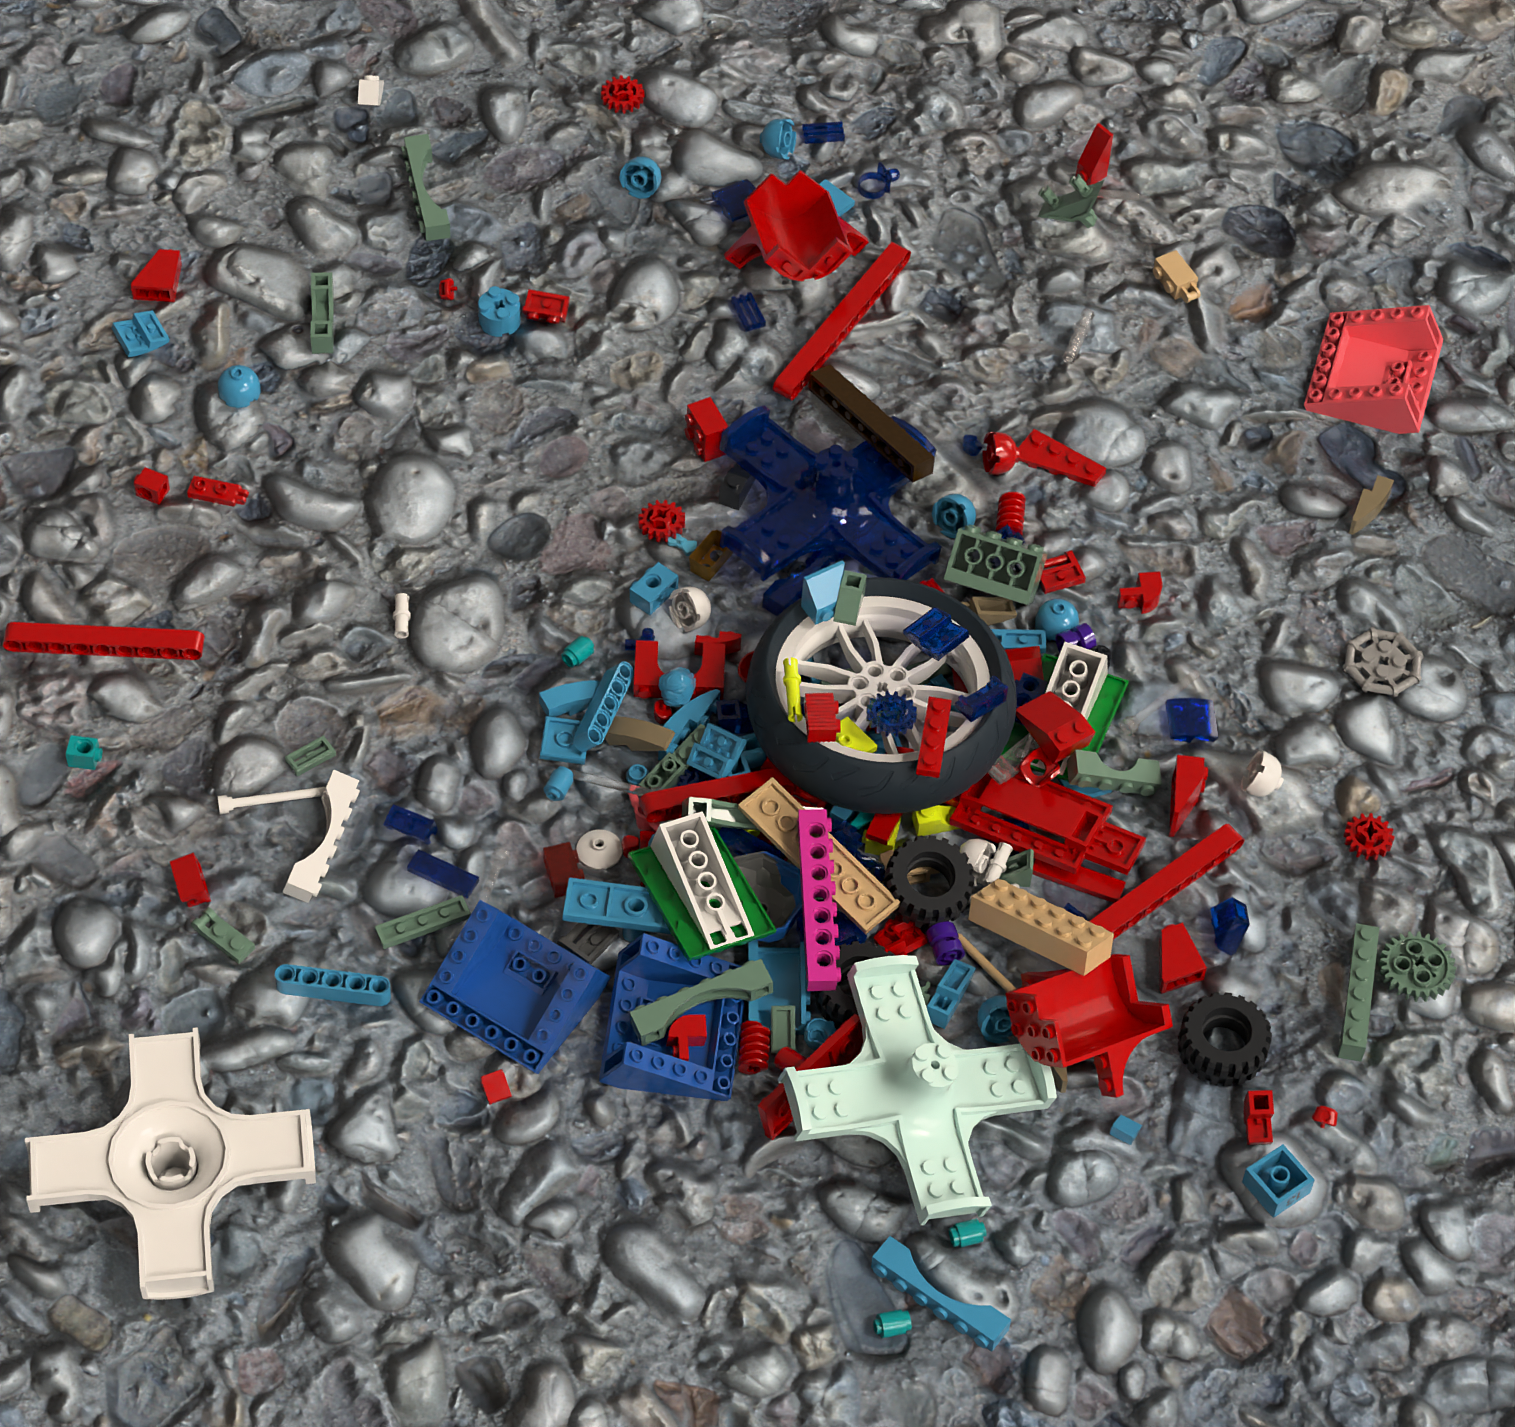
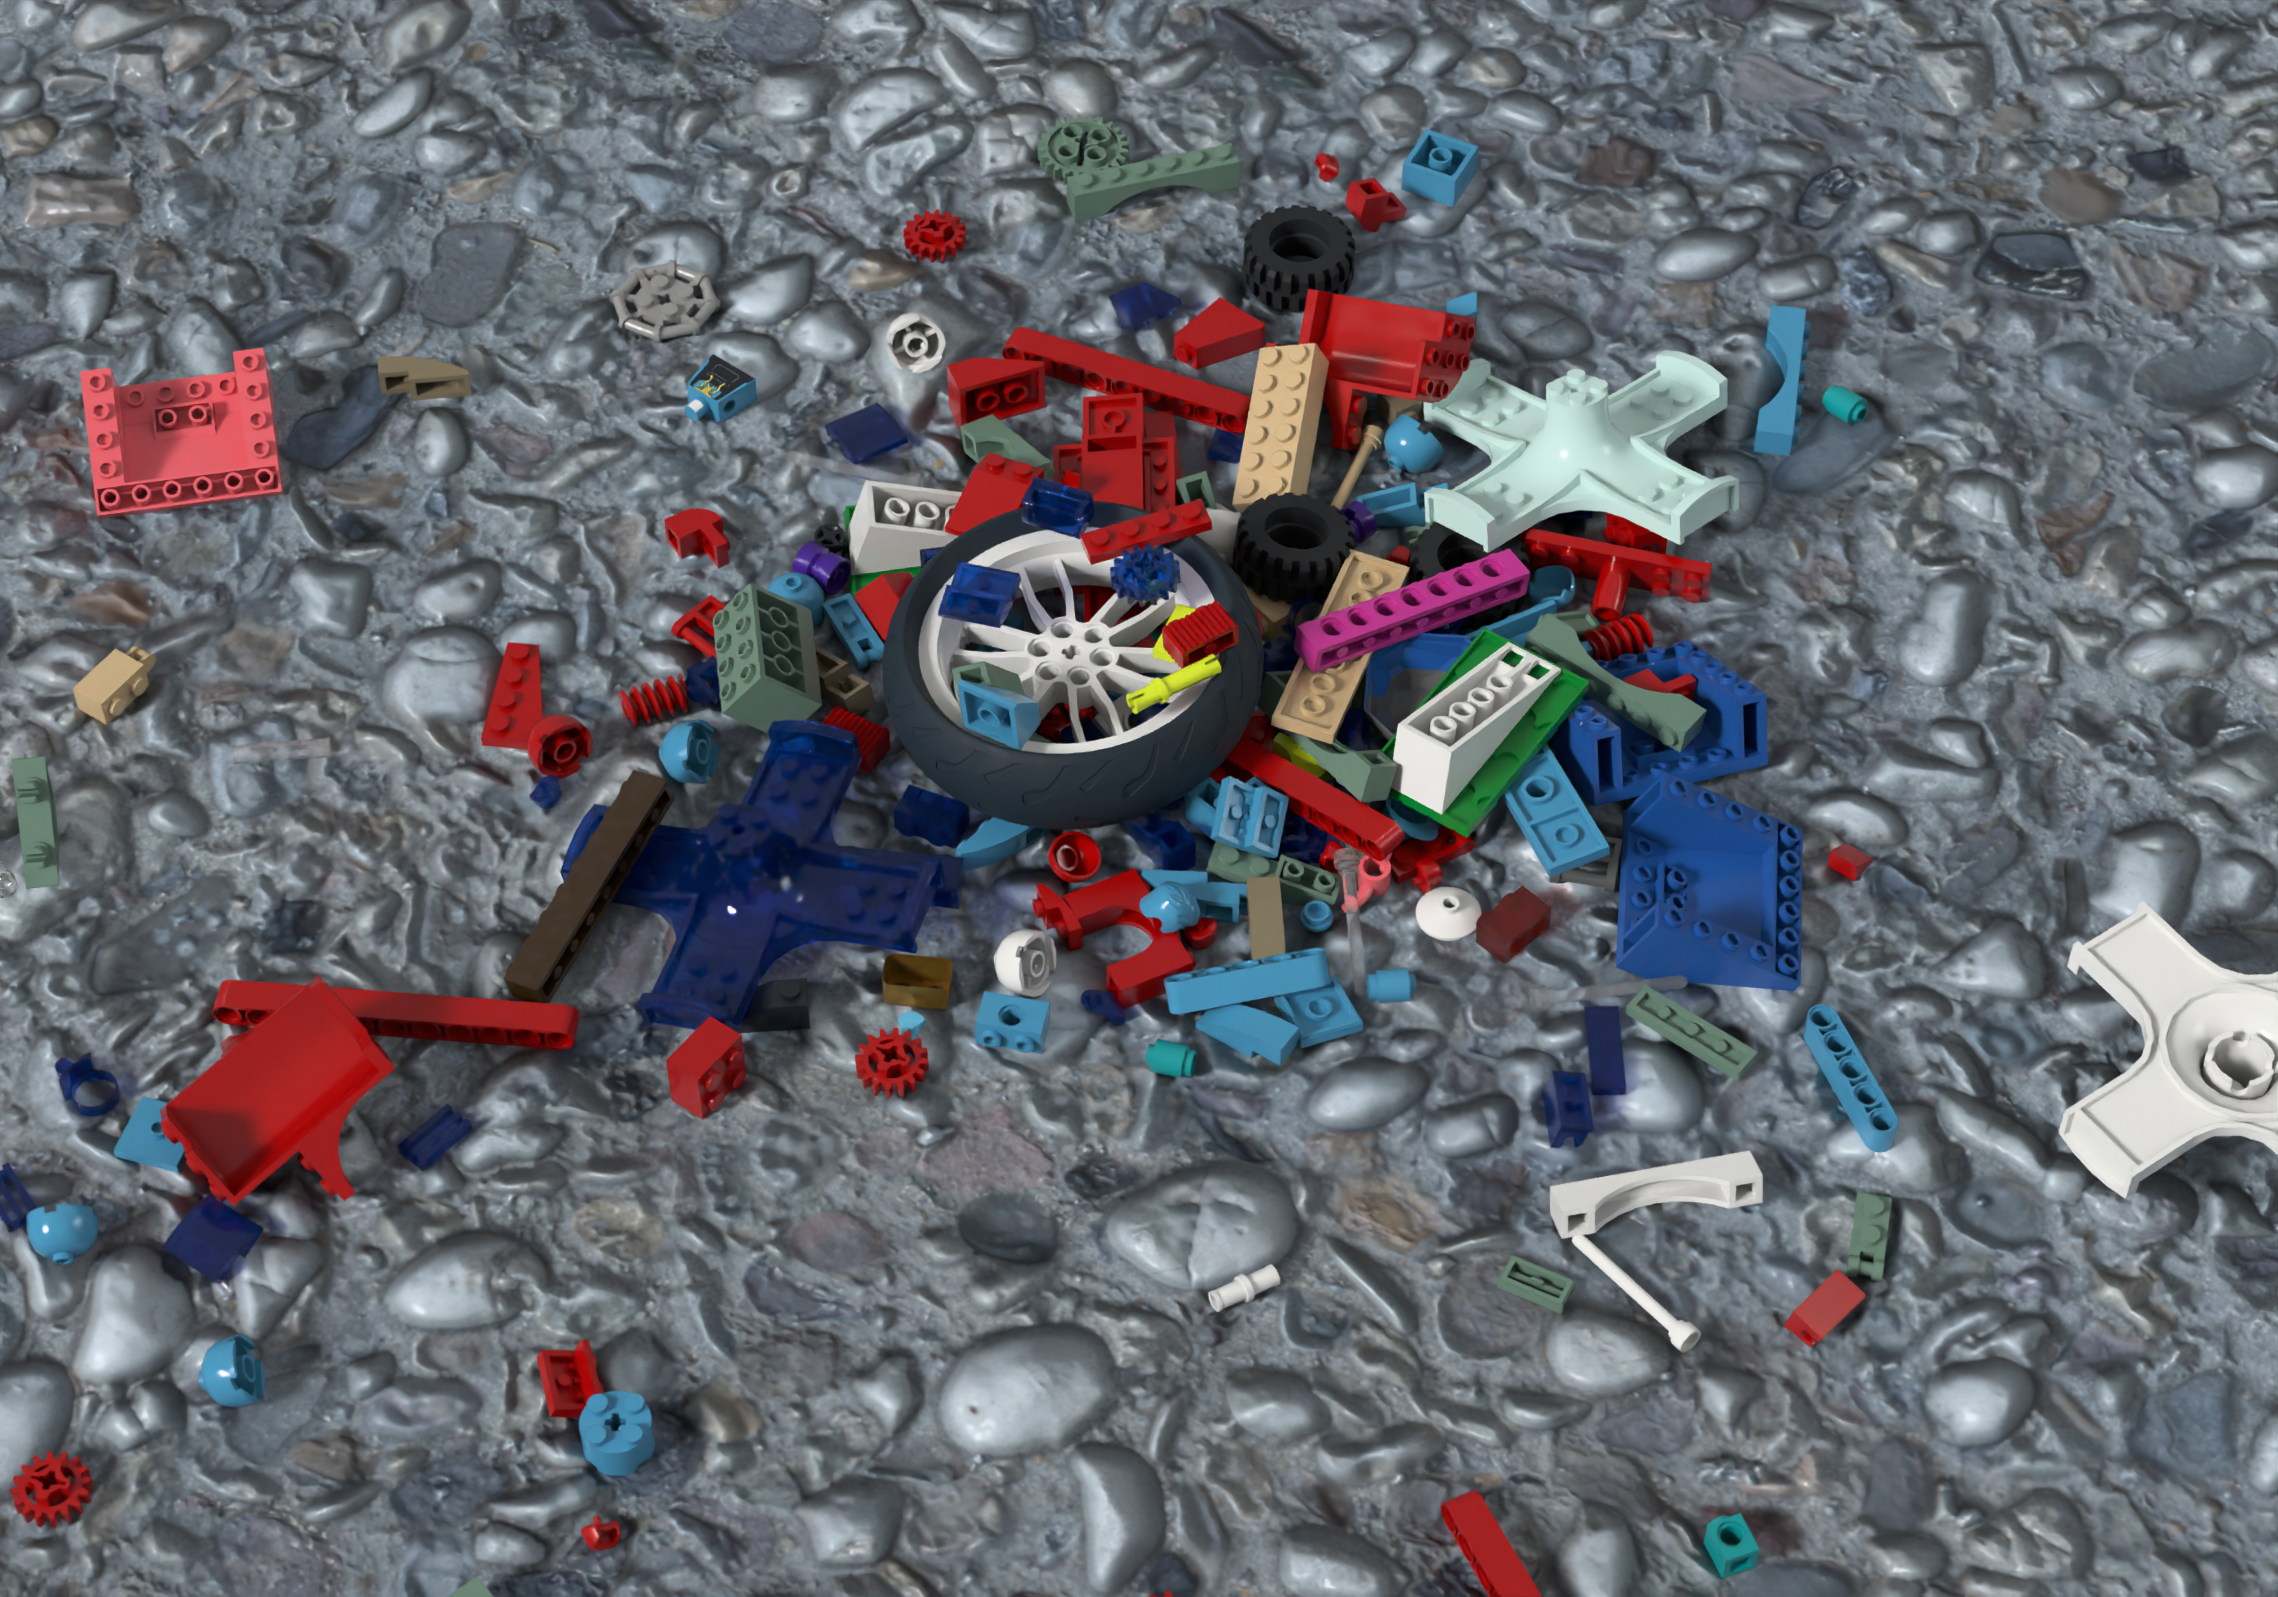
camera: 115 degrees left, 5 degrees down
(1275, 653) = (719, 391): none -> torso

